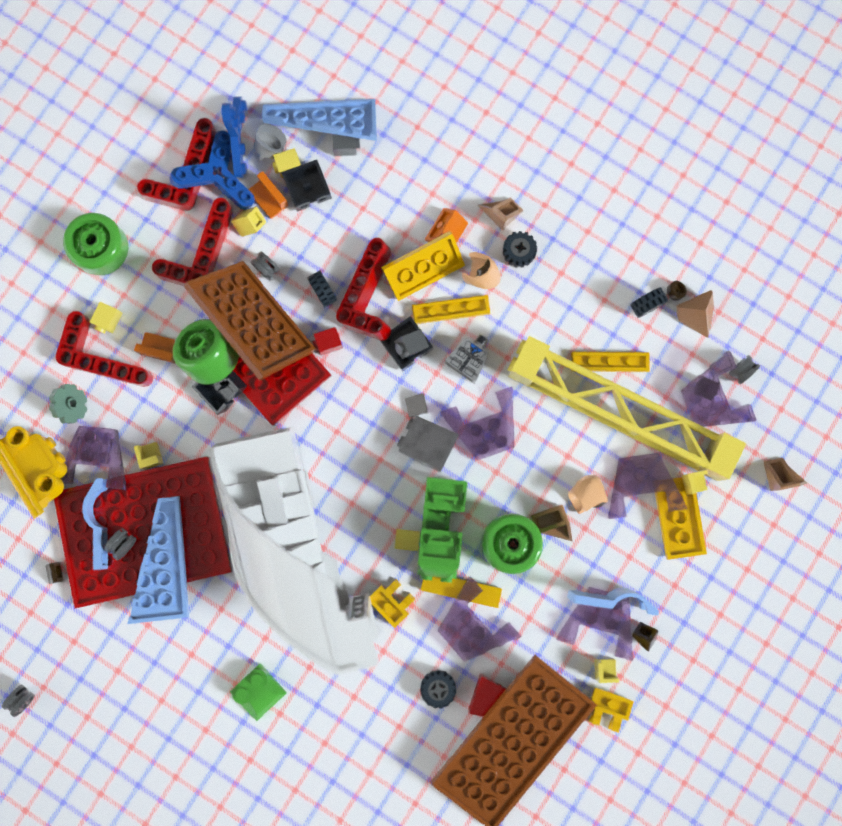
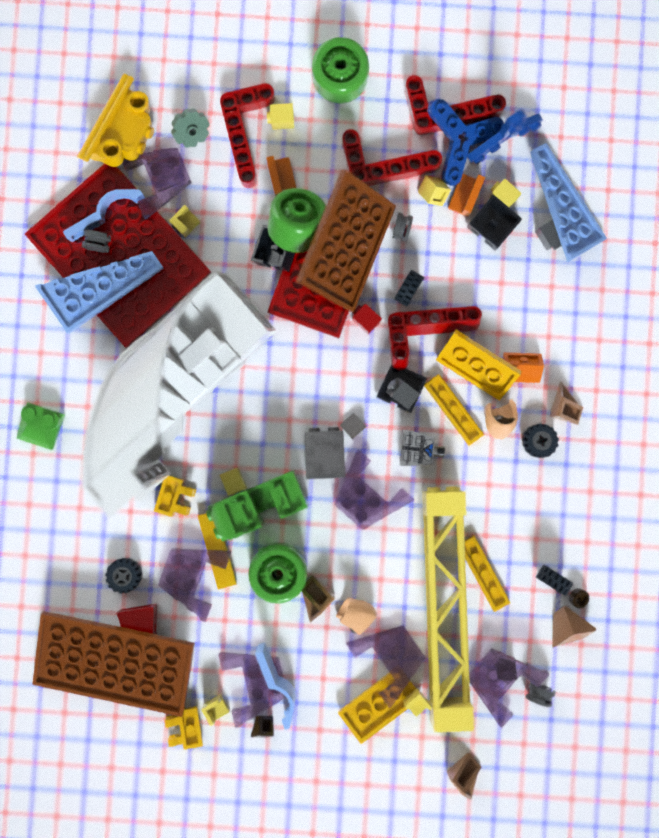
camera: 55 degrees right, 5 degrees up
(54, 572) = (44, 199): dark brown slope -> none
(269, 141) = (516, 167): light grey piece -> none

